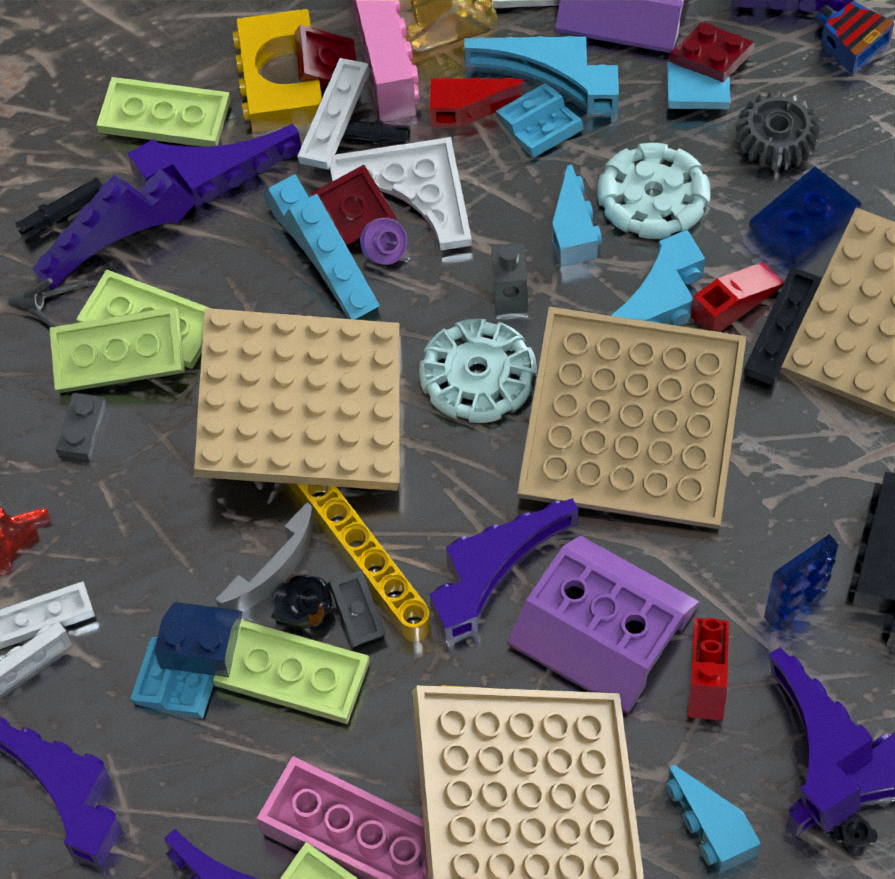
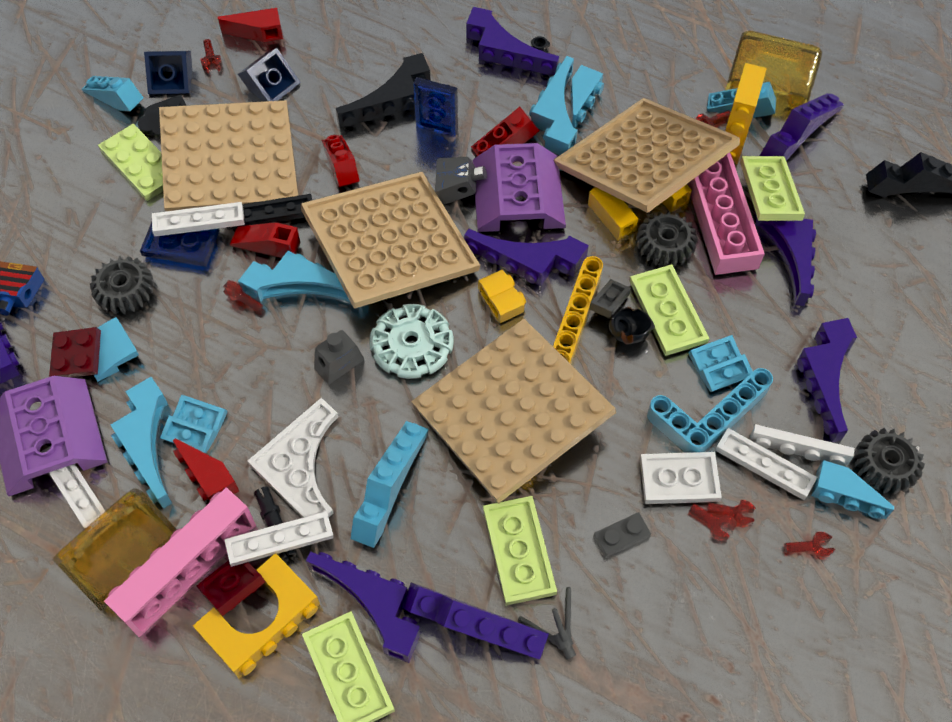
camera: 130 degrees left, 0 degrees up
(49, 214) = (479, 680): black pin -> none
(85, 522) = (680, 478): none -> white plate
(115, 611) = (716, 417): none -> medium azure beam
(117, 350) = (561, 542): yellowish green plate -> none
(198, 639) = (697, 352): dark blue slope -> none
(244, 594) = (621, 353): light grey slope -> none
(353, 203) = (343, 481): dark red plate -> none
(369, 733) = (666, 239): none -> dark grey gear
(383, 241) = (359, 446): medium lavender plate -> none
(459, 495) = (501, 296): none -> yellow brick
(572, 226) = (269, 352): medium azure slope -> none
(653, 174) = (202, 318): light aqua plate -> none
(675, 552) = (457, 178): none -> dark grey torso
(681, 224) = (235, 292): none -> clear red bar
(713, 757) = (551, 111): none -> medium azure arch
(812, 234) = (197, 219): none -> white plate
(812, 444) = (341, 160): none -> red slope
(834, 742) = (510, 59): dark purple arch -> none

